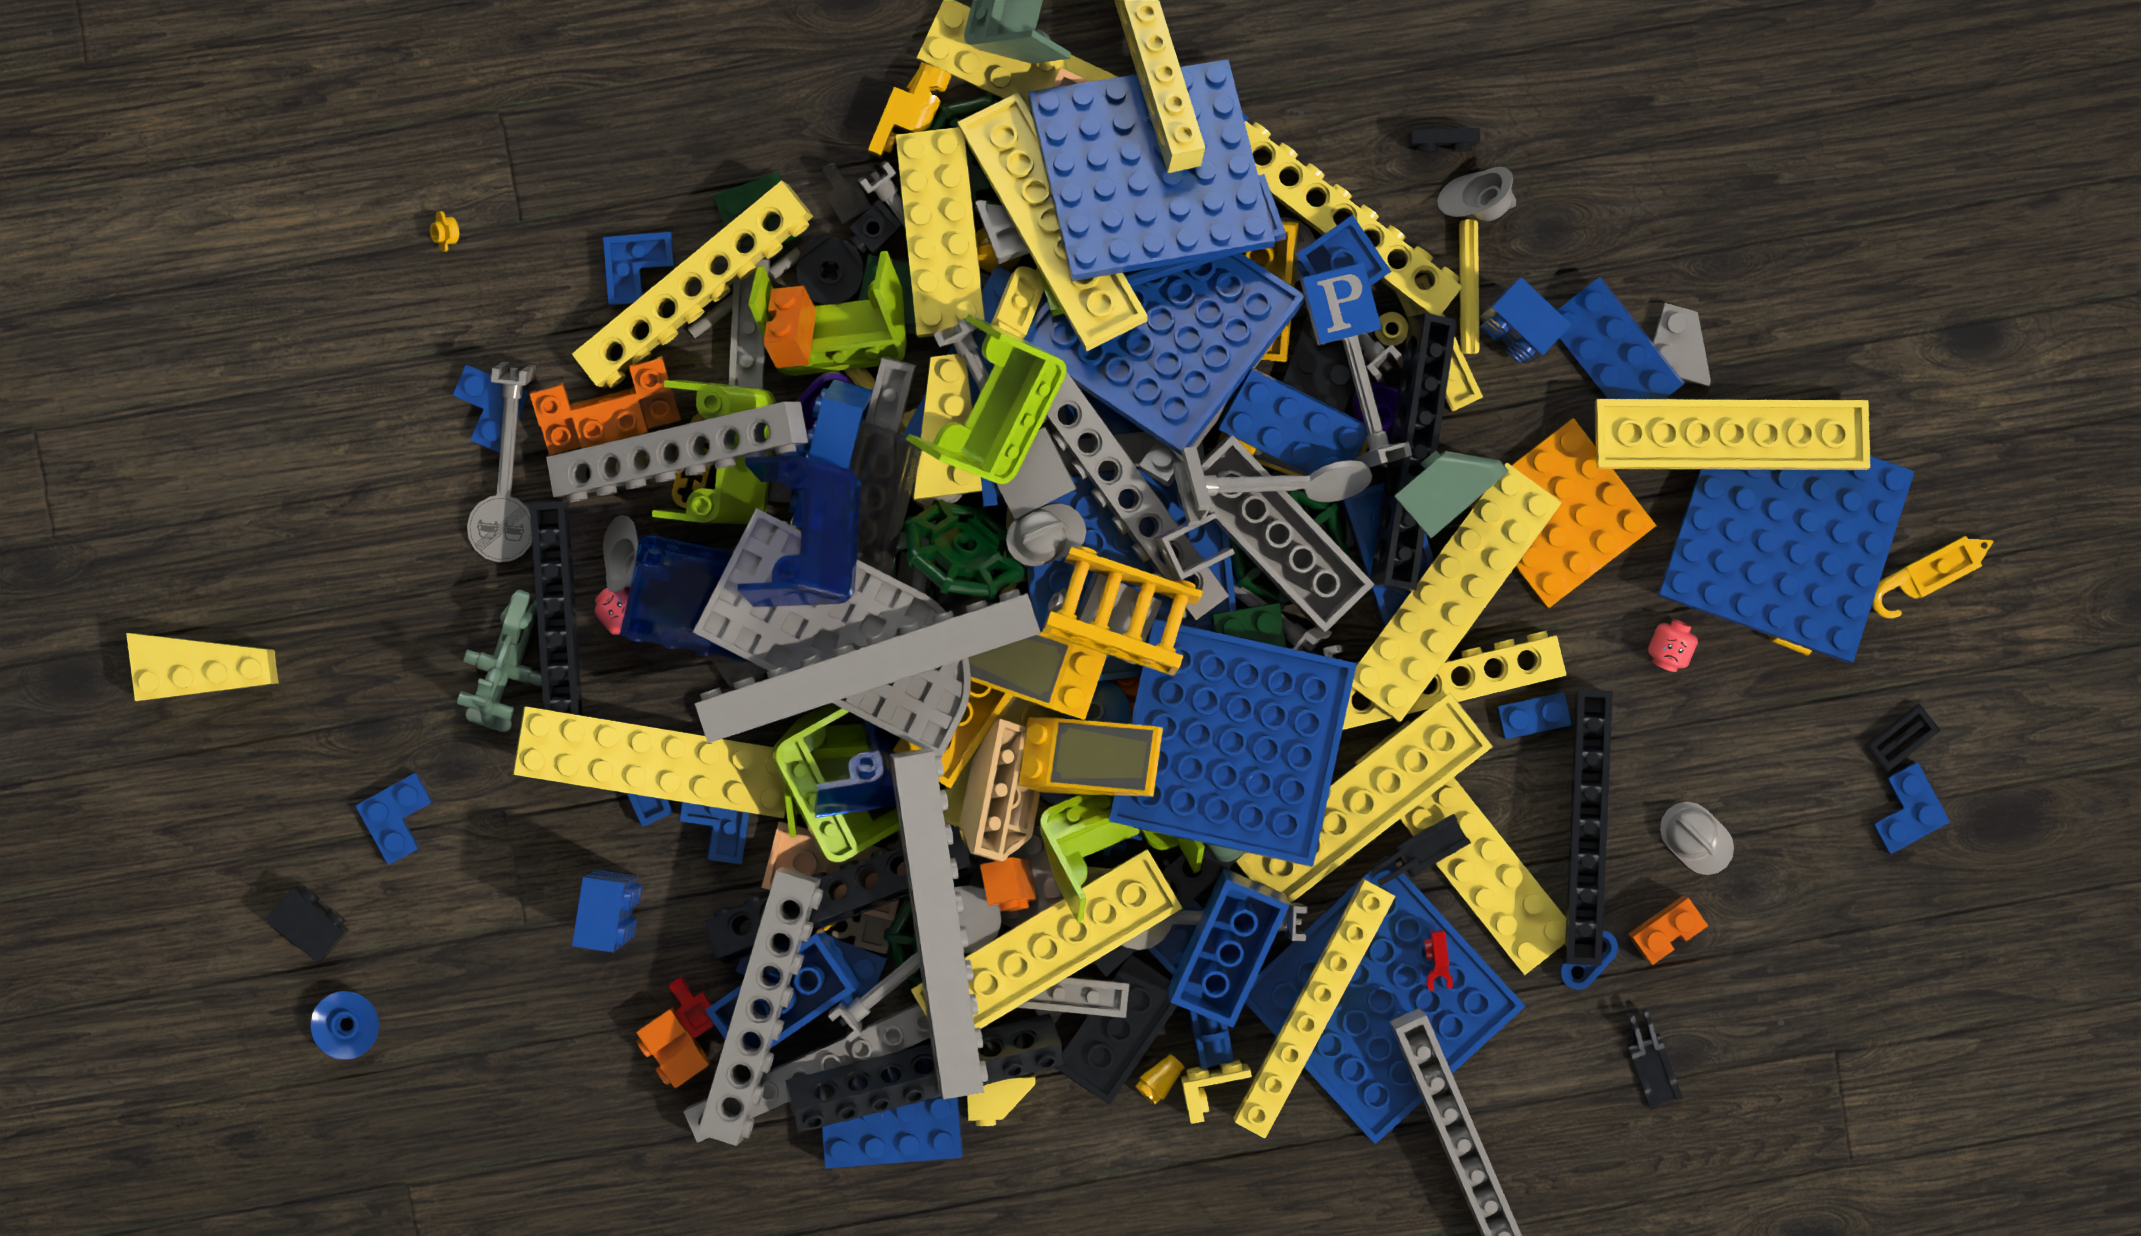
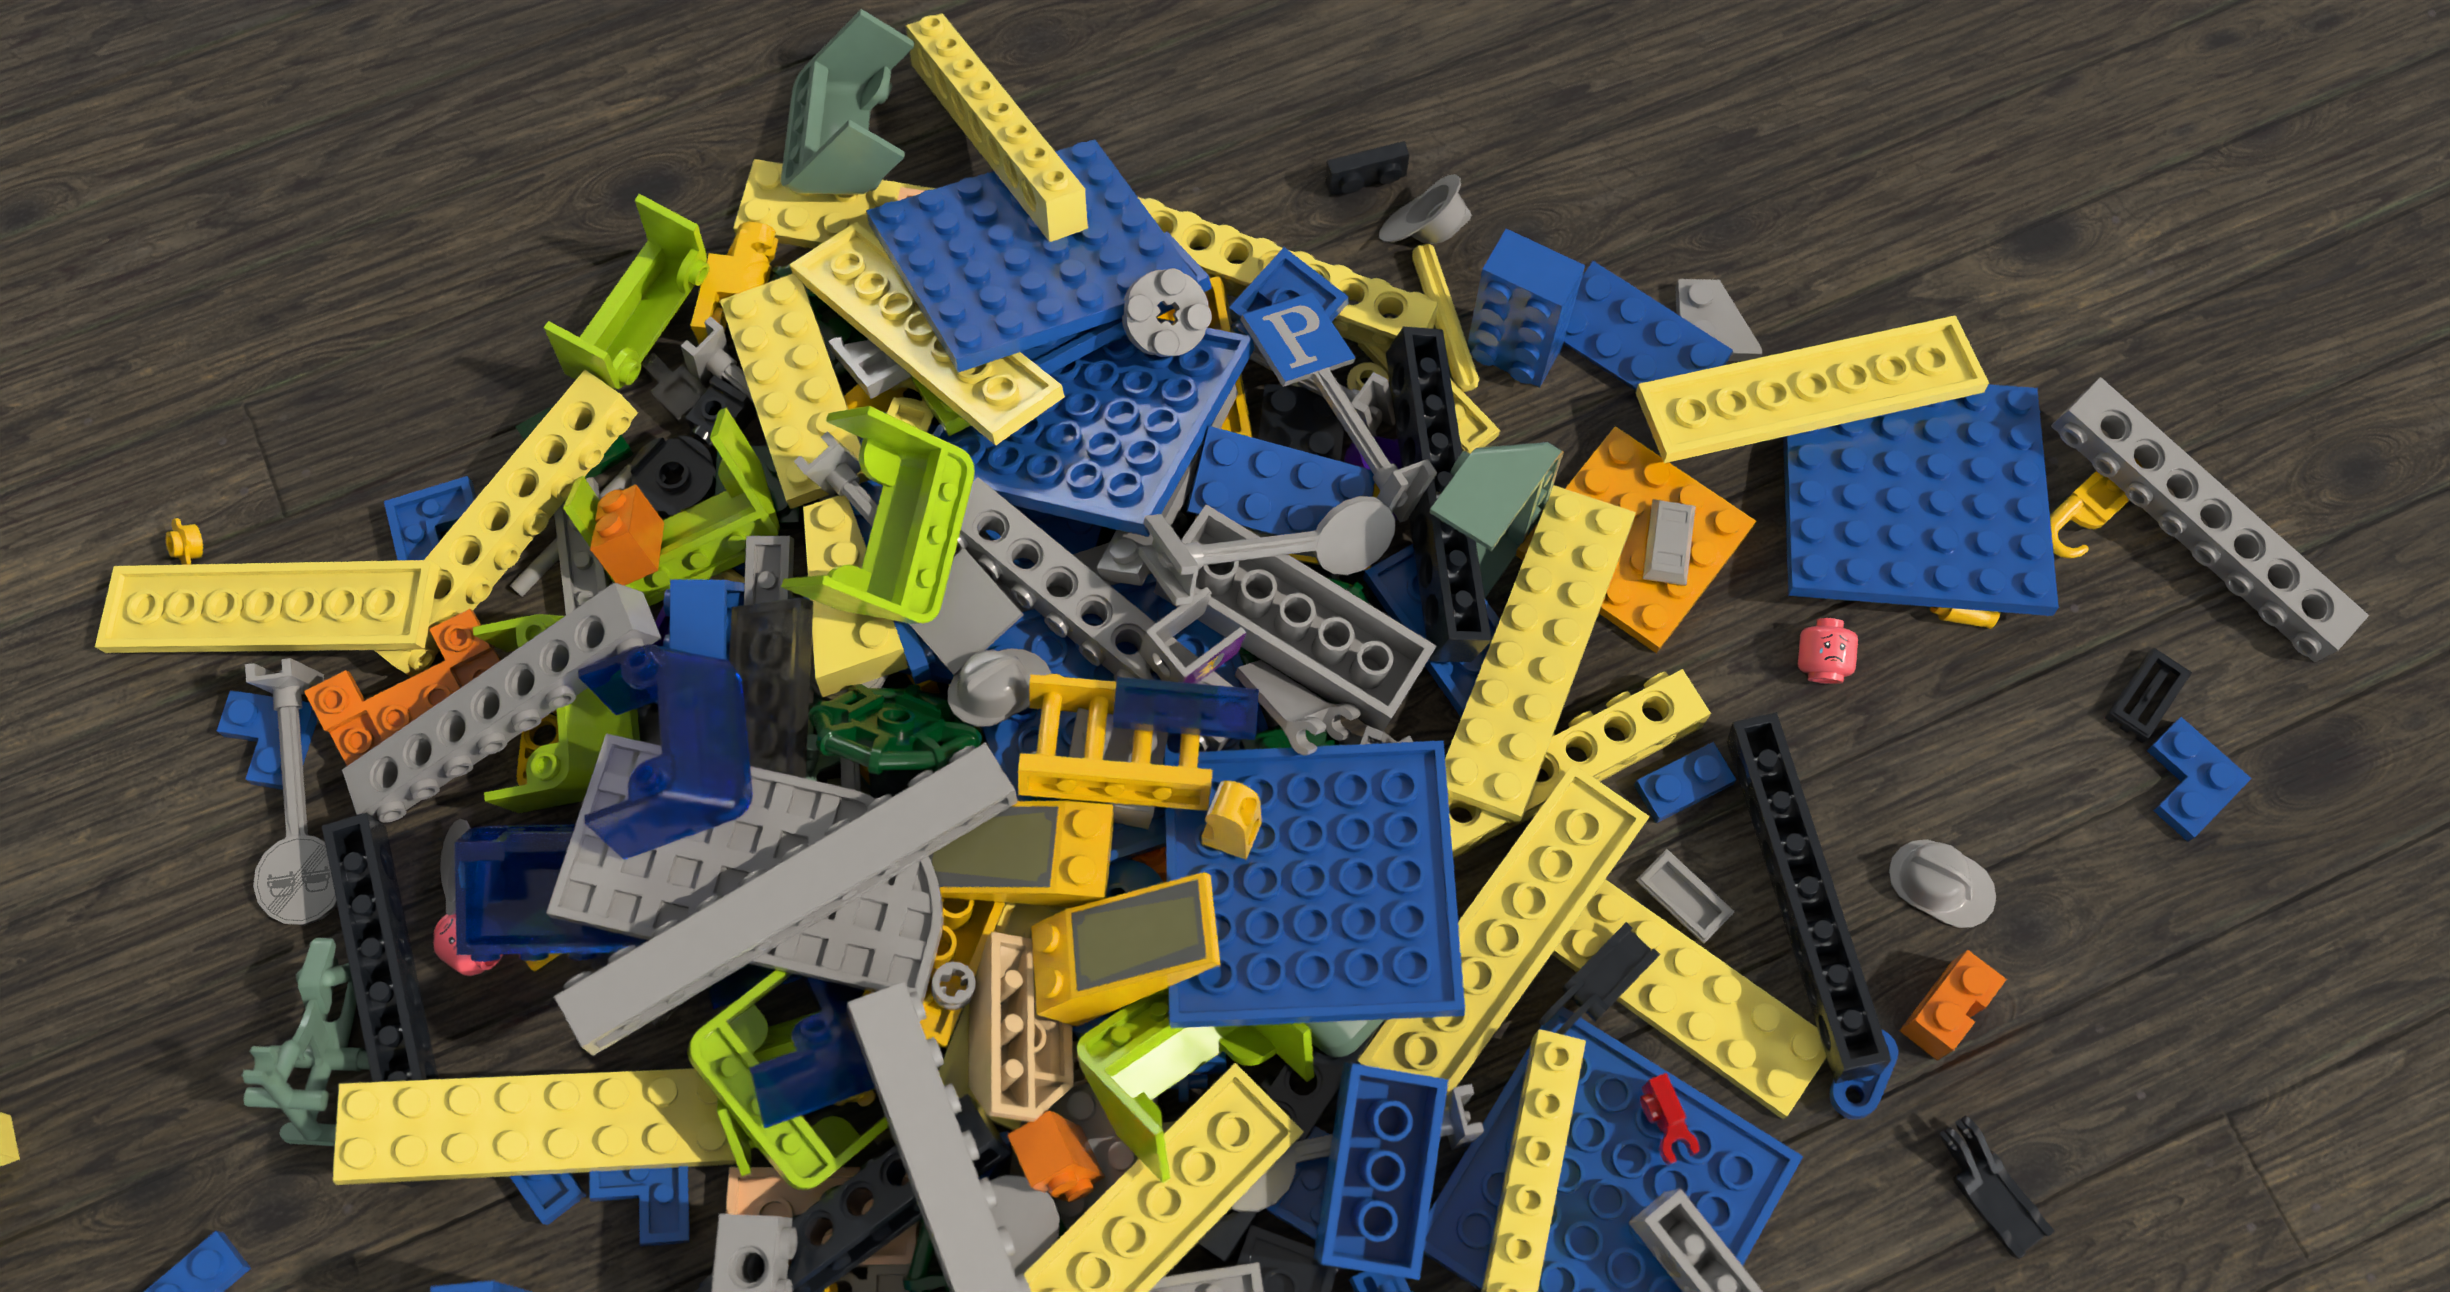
camera: 15 degrees left, 20 degrees down
(506, 310) = (268, 607): none -> light yellow plate
(828, 125) = (639, 303): none -> lime windscreen
(967, 759) = (945, 974): none -> light grey bush
(1176, 603) = (1185, 708): none -> clear blue plate
(1187, 691) = (1233, 819): none -> yellow leg
(1256, 279) = (1190, 315): none -> light grey plate
(1257, 602) = (1295, 706): none -> light grey flag
(1505, 800) = (1685, 896): none -> light grey tile
(1581, 529) = (1669, 542): none -> light grey tile
(2061, 716) = (2230, 522): none -> light grey brick

